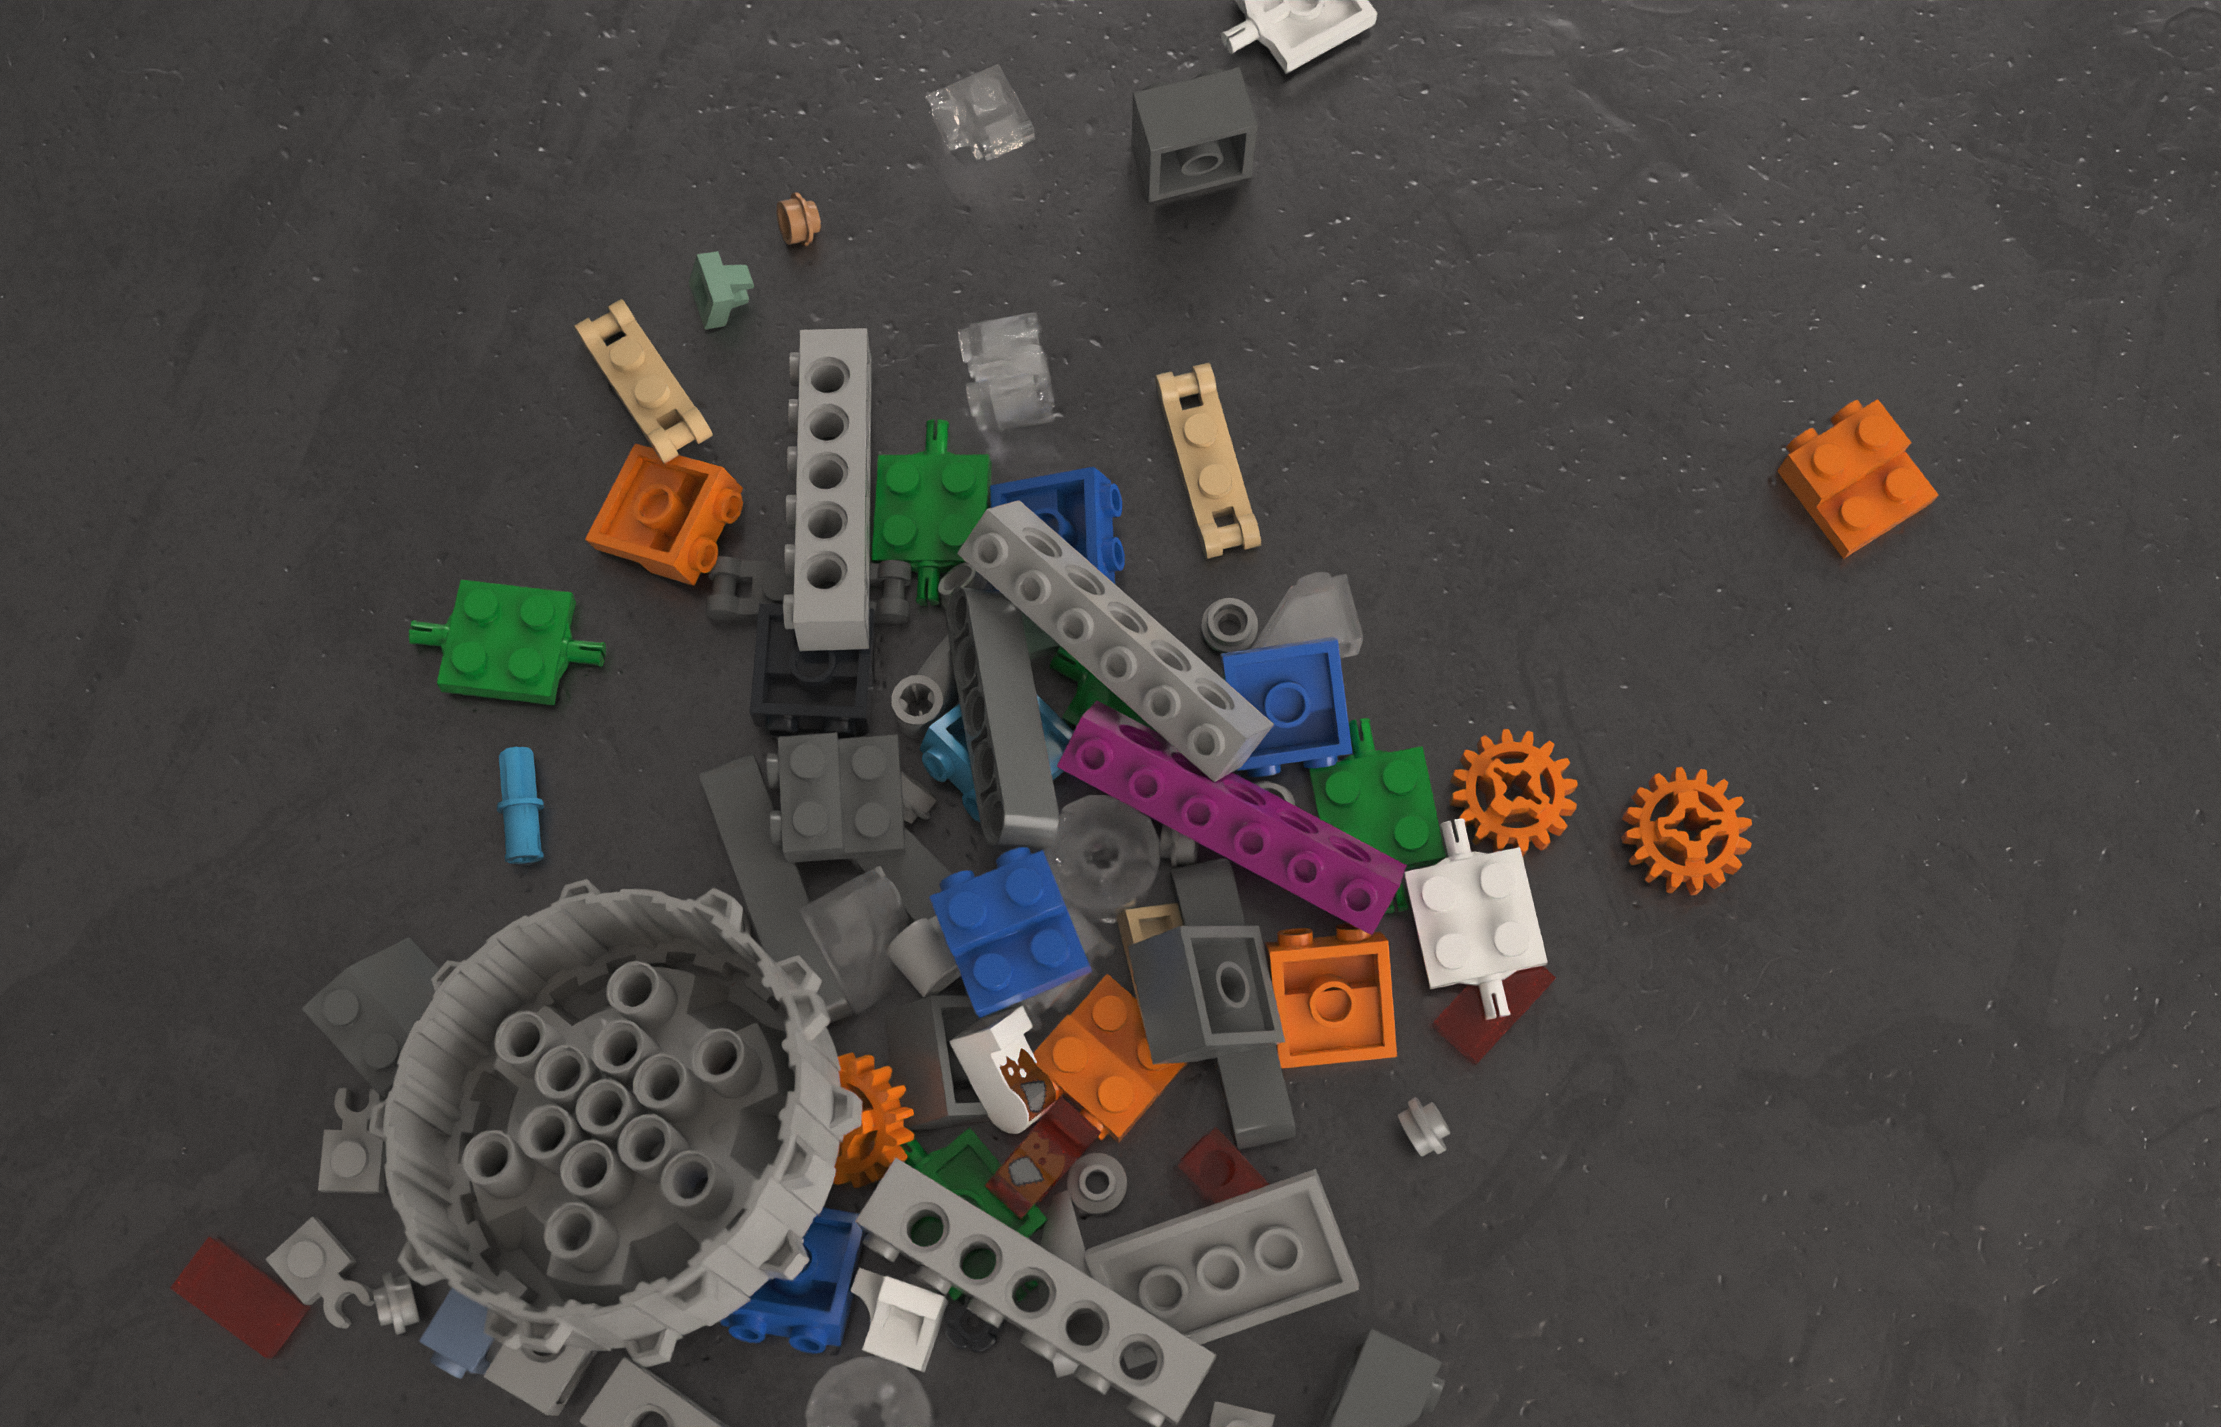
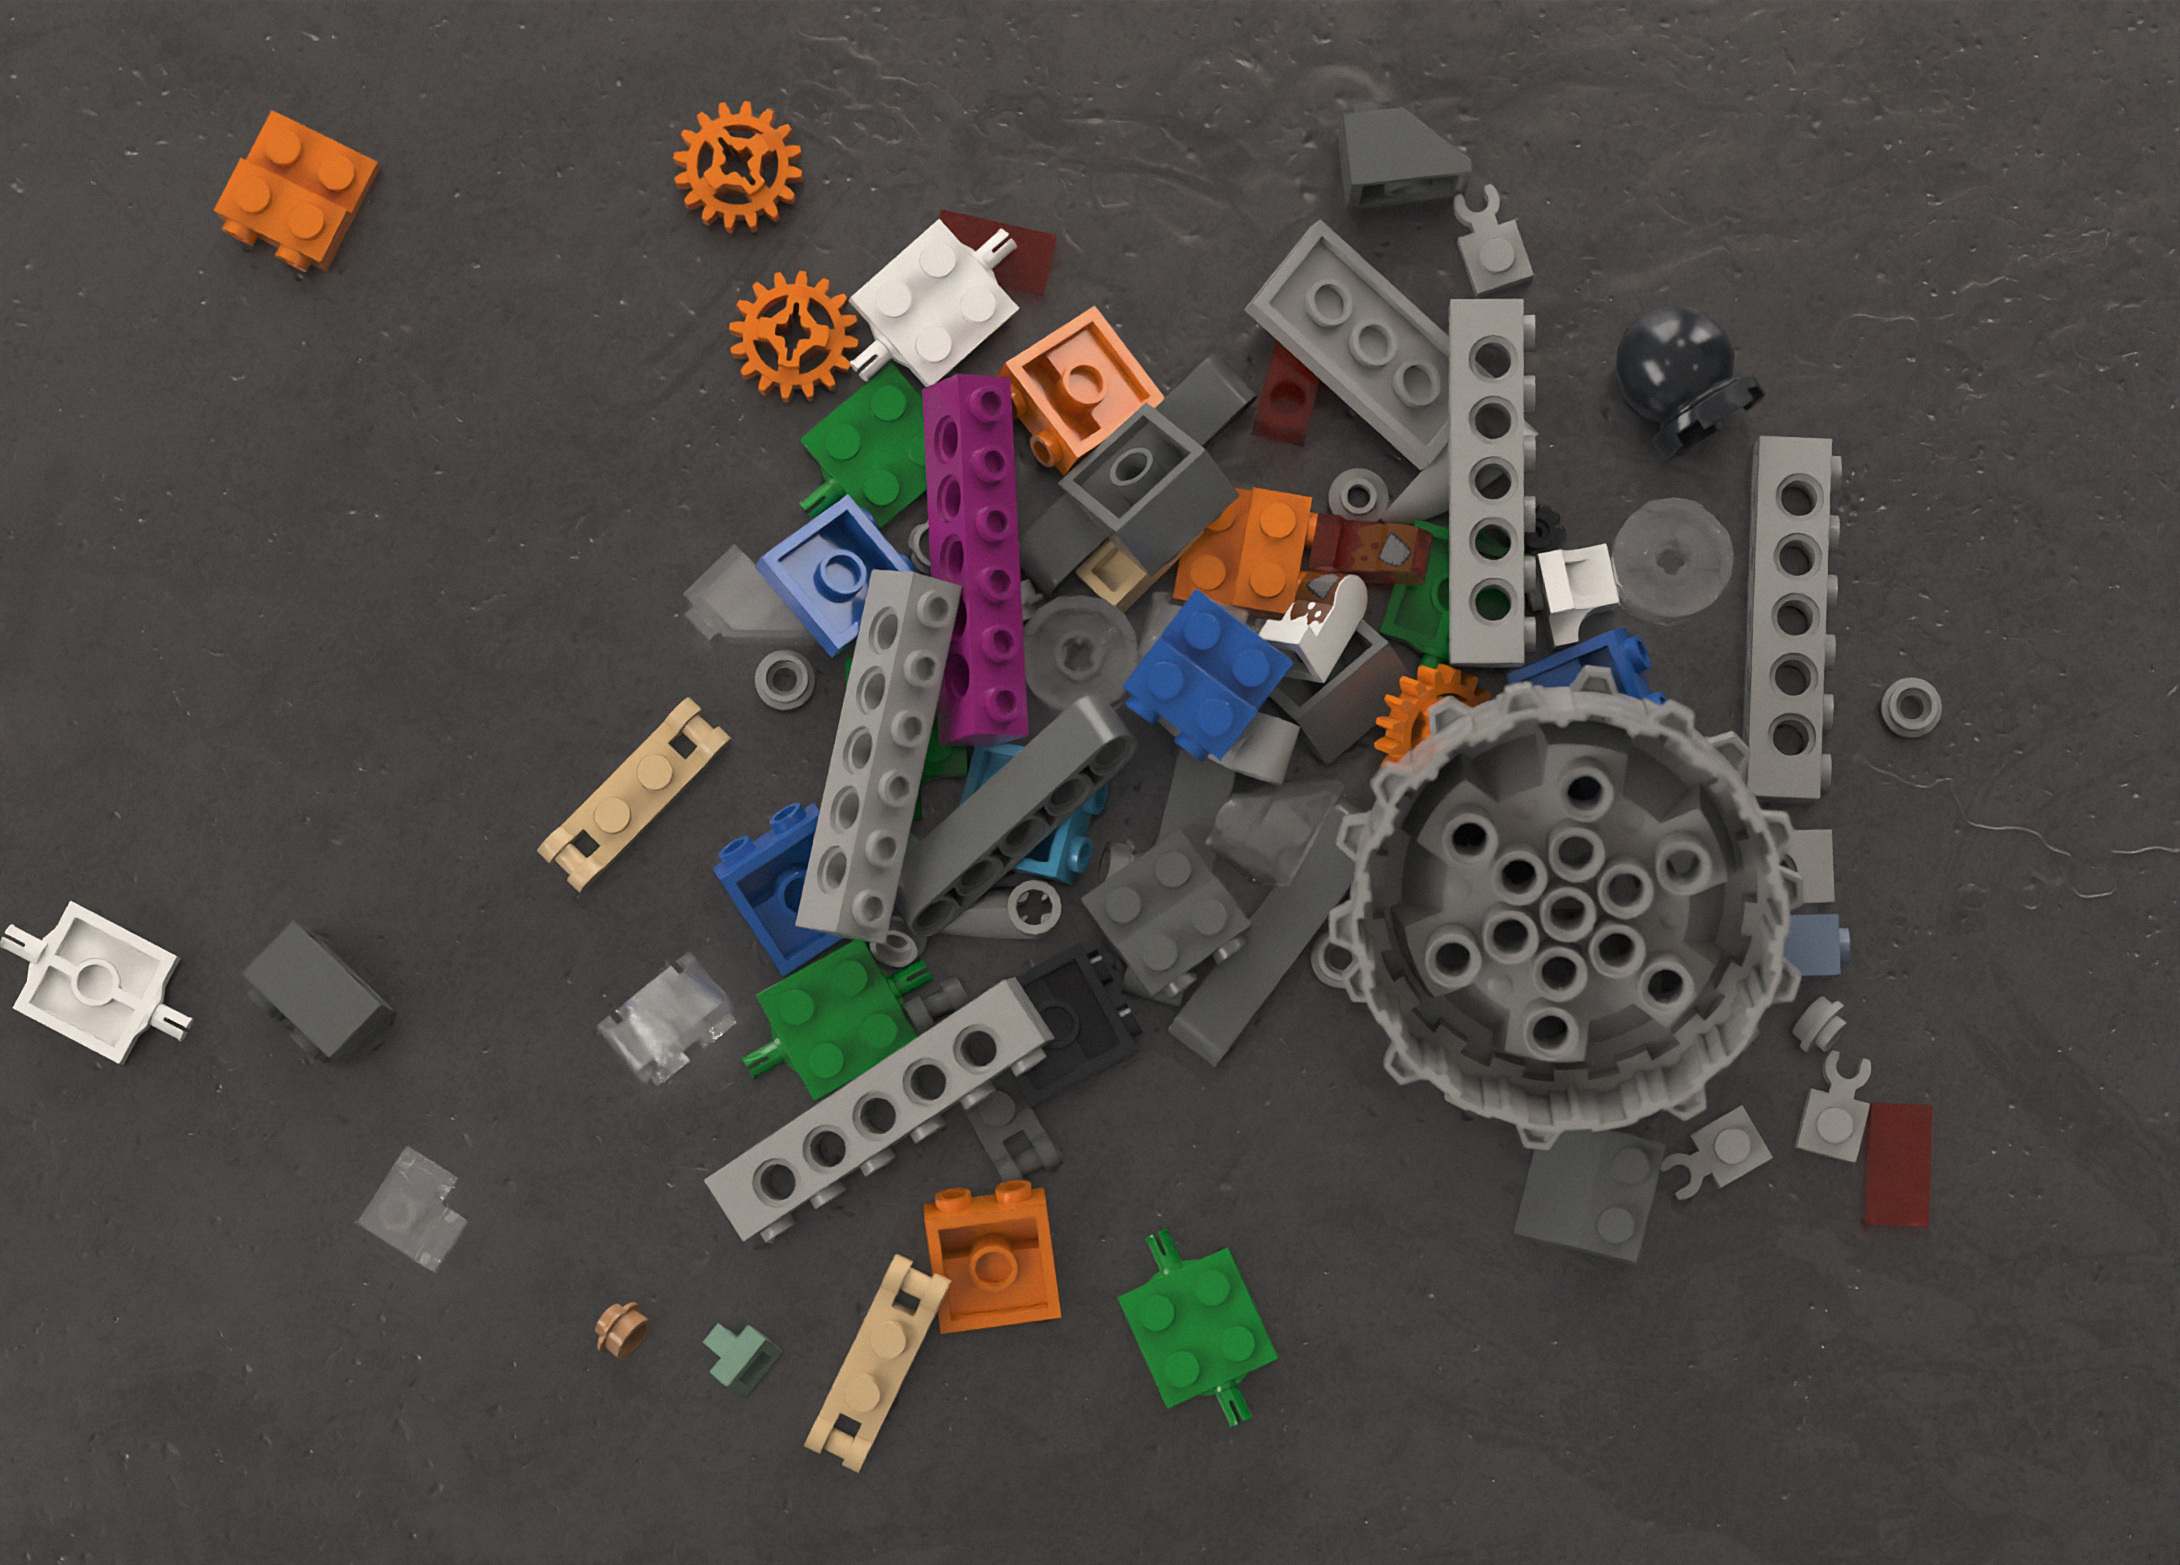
camera: 120 degrees left, 10 degrees up
(520, 806) = (1339, 1212): dark azure axle -> none
(1424, 1127) = (1141, 248): light grey plate -> none

